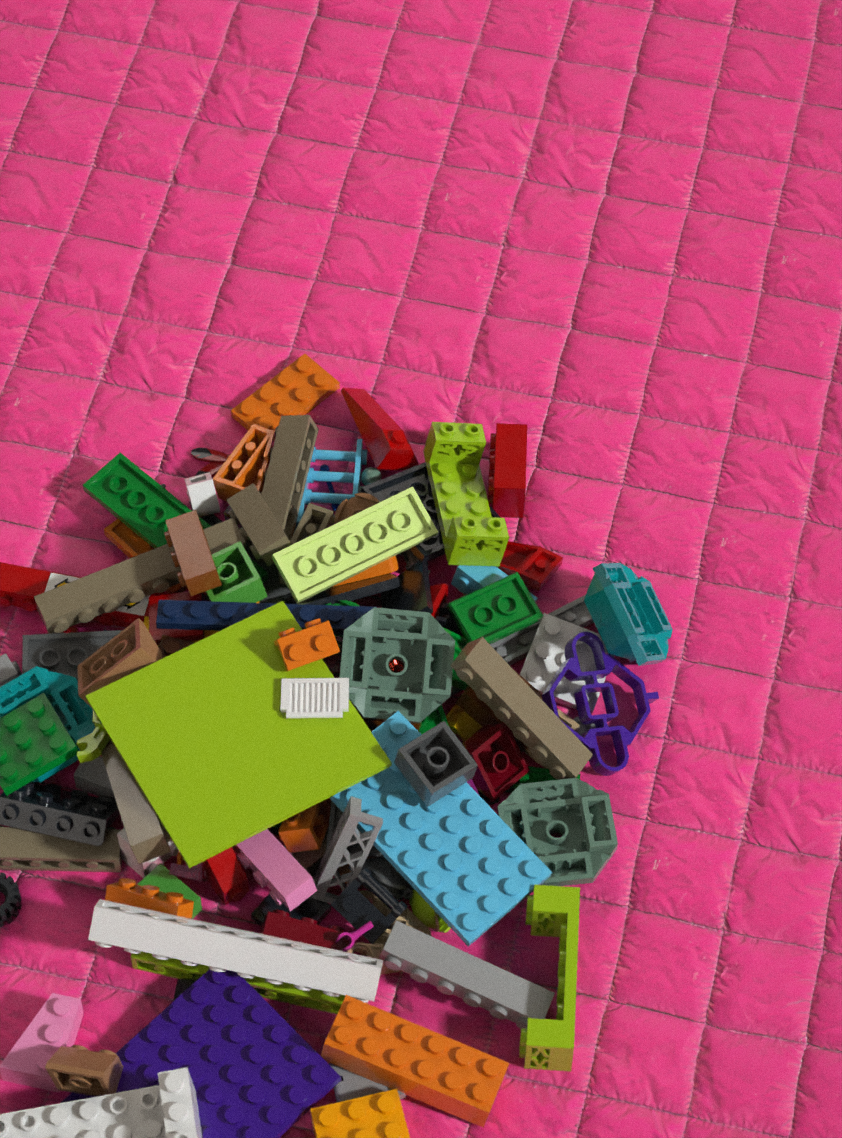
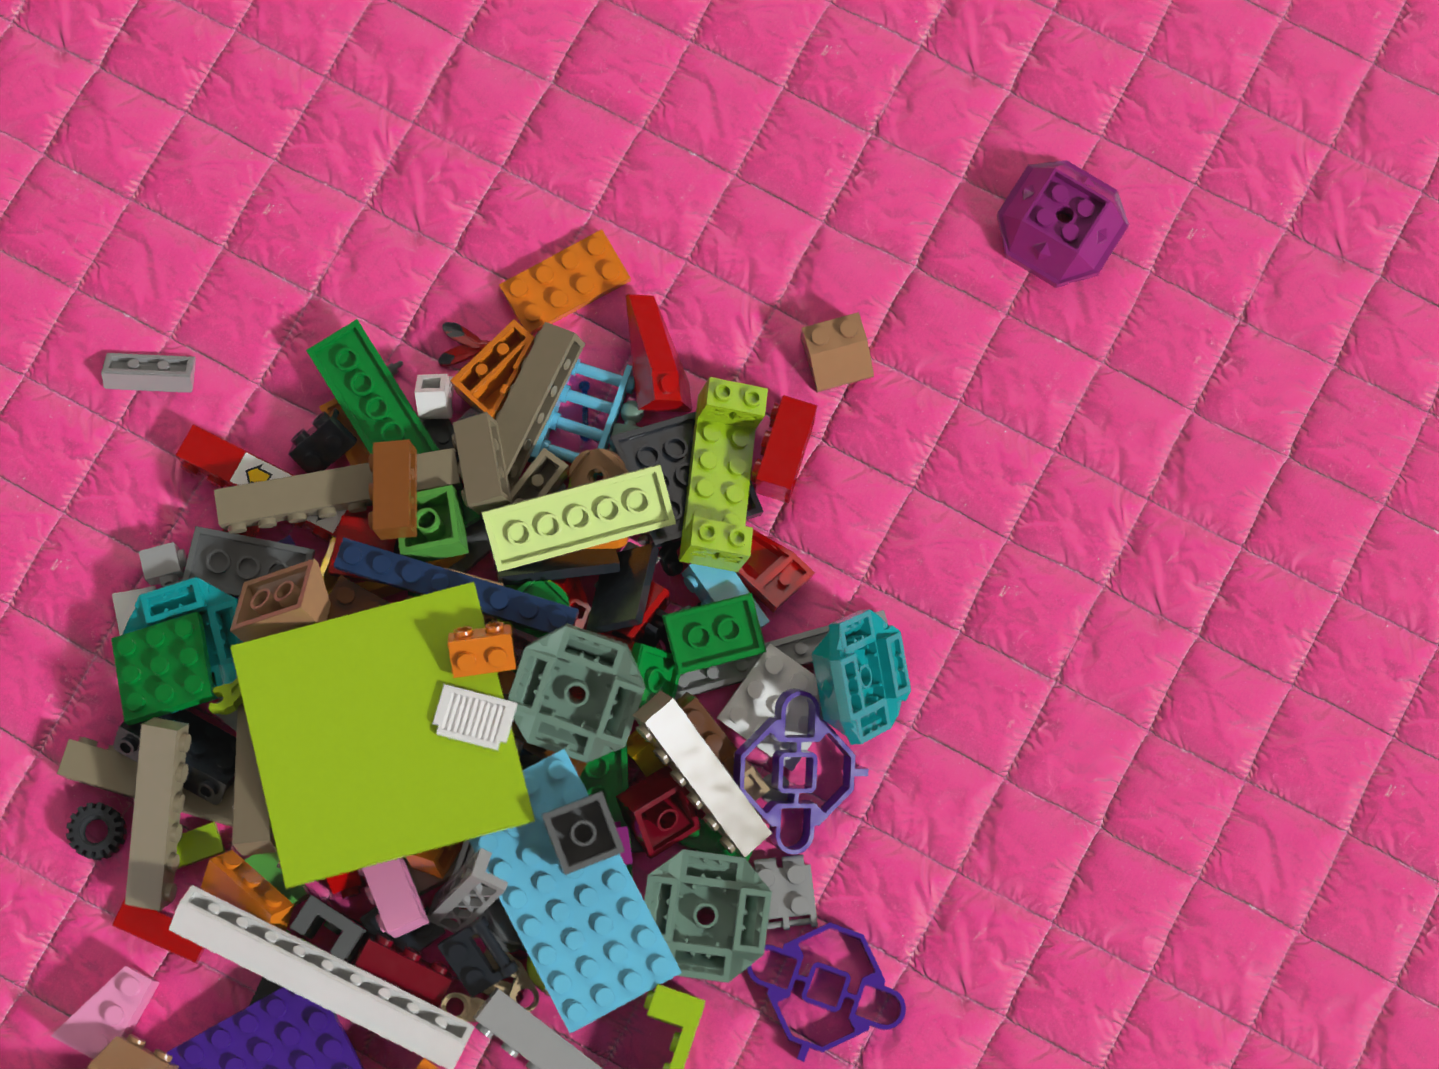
camera: 15 degrees right, 20 degrees up
(50, 859) = (157, 814): none -> dark tan brick
(74, 967) = (154, 928): none -> red tile
(81, 895) = (199, 845): none -> lime tile
(118, 547) = (322, 443): none -> black bracket
(230, 911) = (311, 919): none -> dark grey panel
(354, 935) = (453, 987): dark pink hand -> none
(435, 574) = (670, 560): none -> black arm
(528, 395) = (837, 352): none -> medium nougat slope
(626, 804) = (790, 890): none -> light grey plate
(678, 271) = (1056, 249): none -> magenta piece
(714, 891) = (859, 1024): none -> dark purple piece

